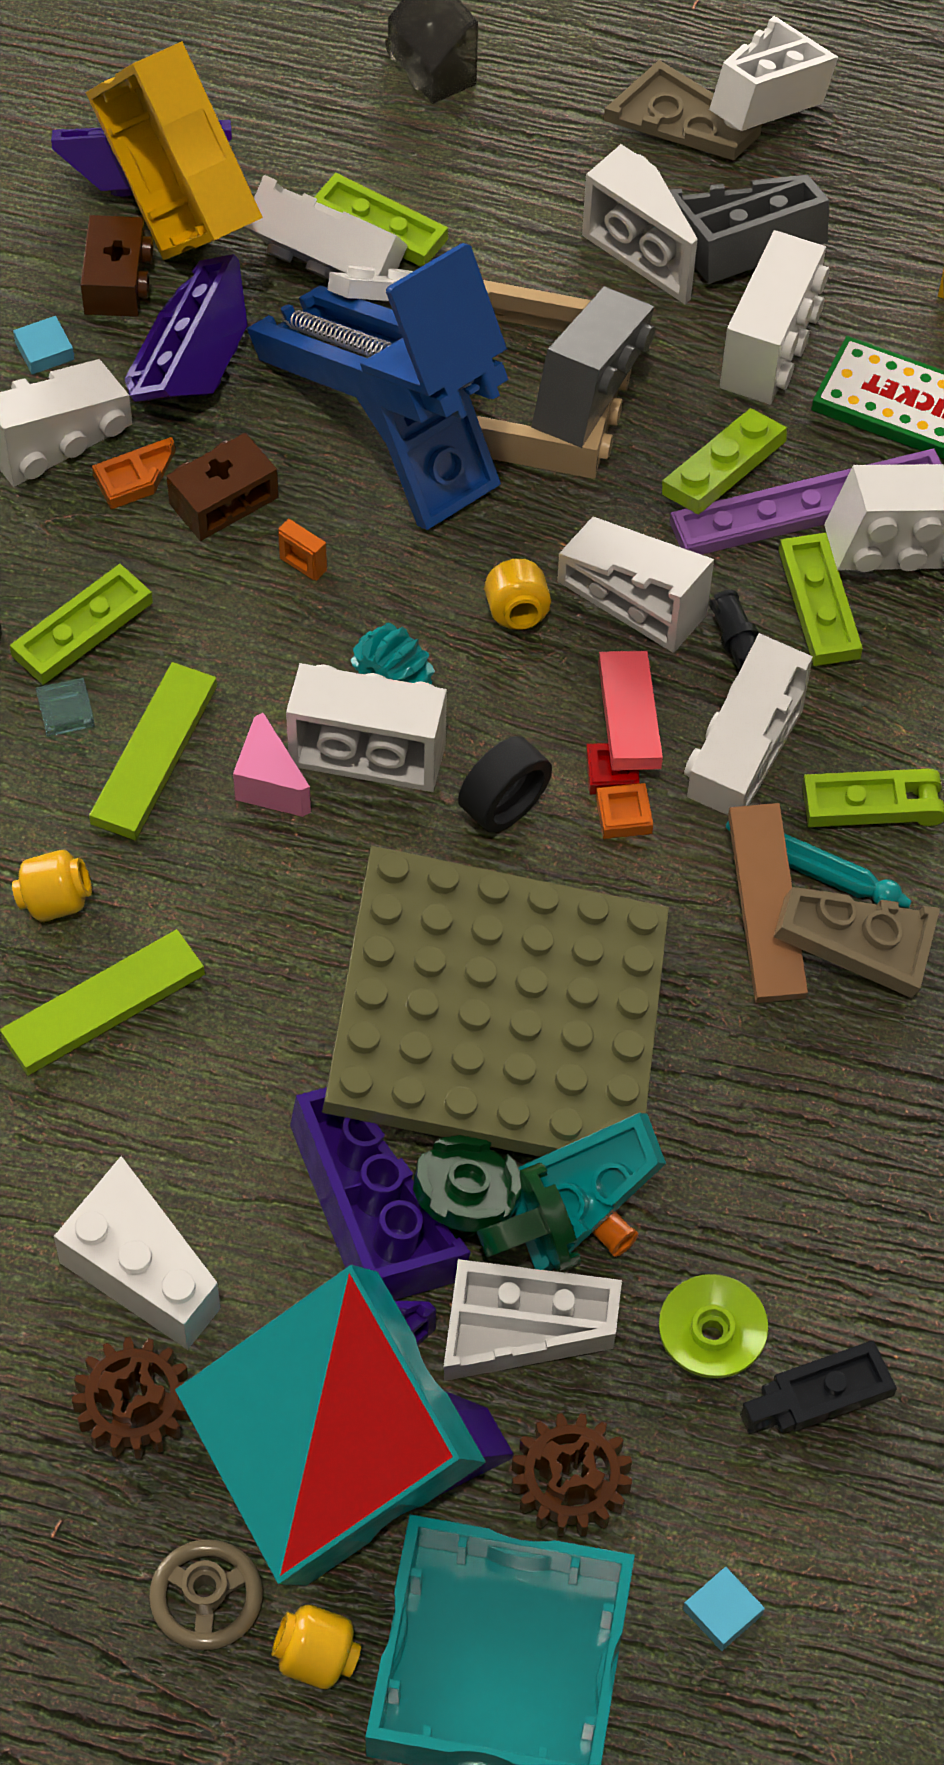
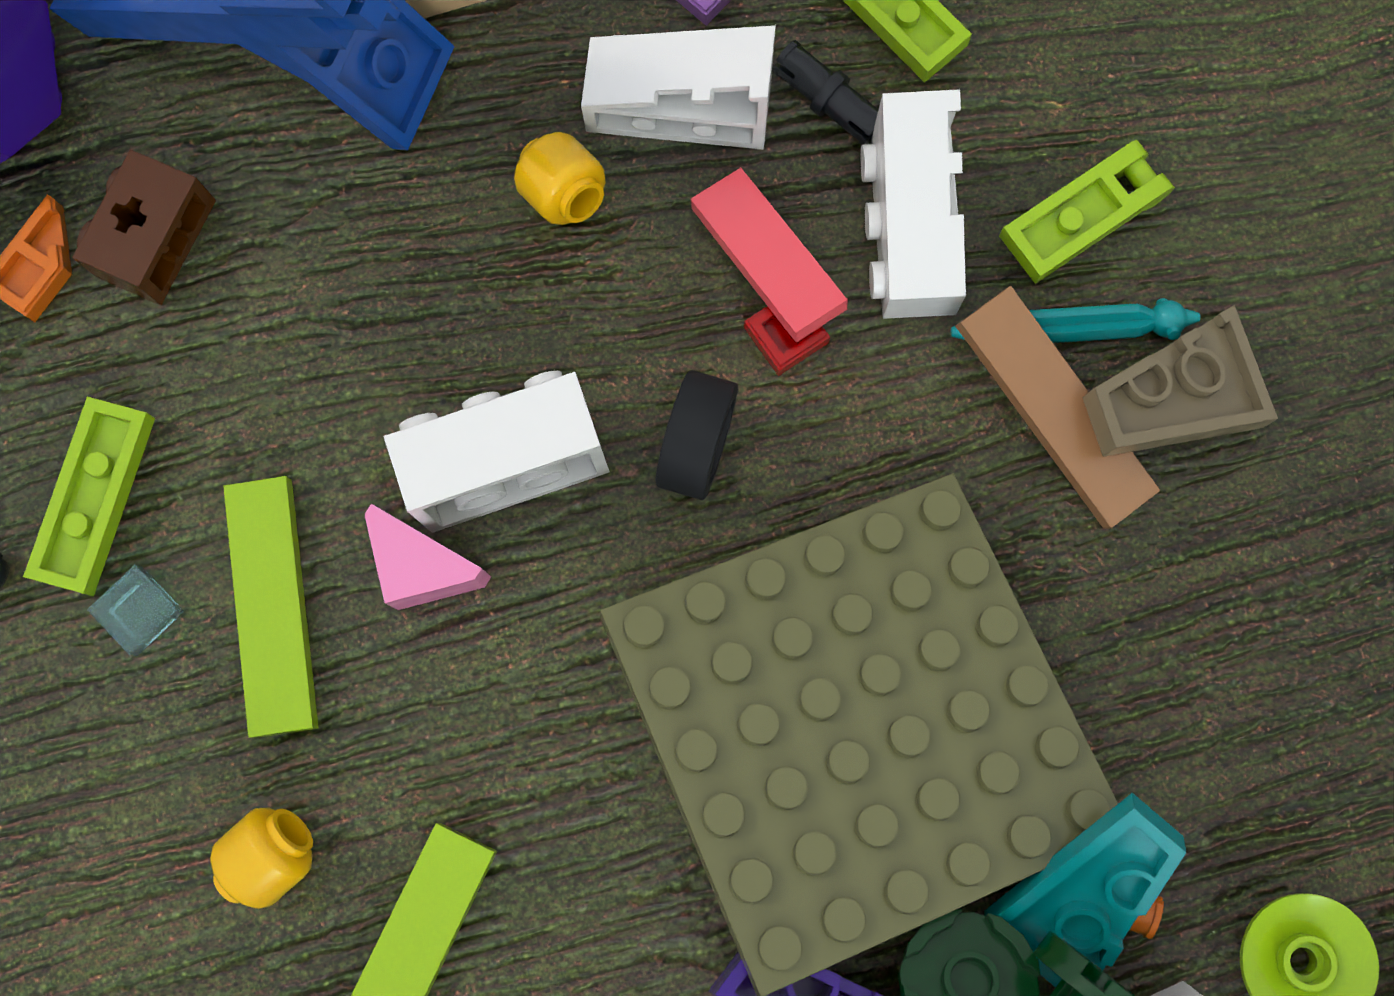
camera: 25 degrees left, 20 degrees up
(302, 549) = (285, 258): orange tile -> none
(392, 655) = (478, 353): teal gear -> none
(624, 811) = (830, 377): orange tile -> none

